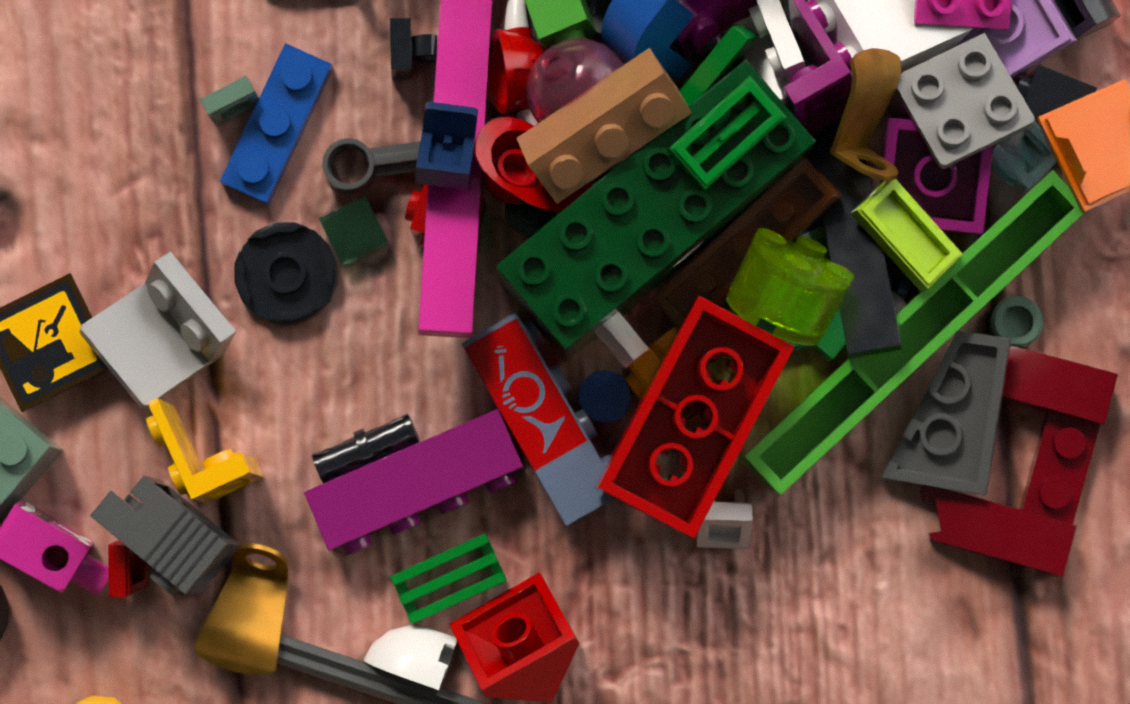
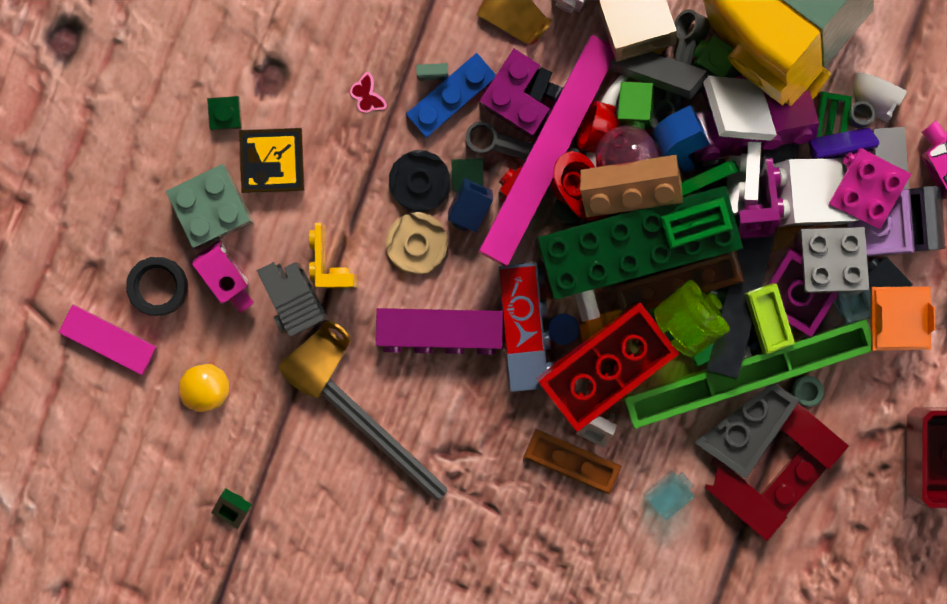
camera: 20 degrees right, 5 degrees up
(126, 571) = (261, 306): red tile -> none
(150, 186) = (364, 94): none -> dark red sticker
(159, 333) = (336, 184): light grey bracket -> none
(323, 368) = (416, 243): none -> tan tile
(361, 87) = (508, 98): none -> magenta brick
(365, 448) = (420, 298): black pin -> none
(377, 274) = (469, 206): none -> dark blue brick
(407, 597) = (406, 389): green tile -> none
(414, 654) = (396, 421): white brick -> none
(446, 145) = (540, 156): dark blue bracket -> none
(518, 643) = (456, 442): red slope -> none
(710, 592) = (572, 461): none -> dark orange tile
(872, 87) = (790, 228): pearl gold piece -> none
(882, 572) = (670, 493): none -> clear light blue brick

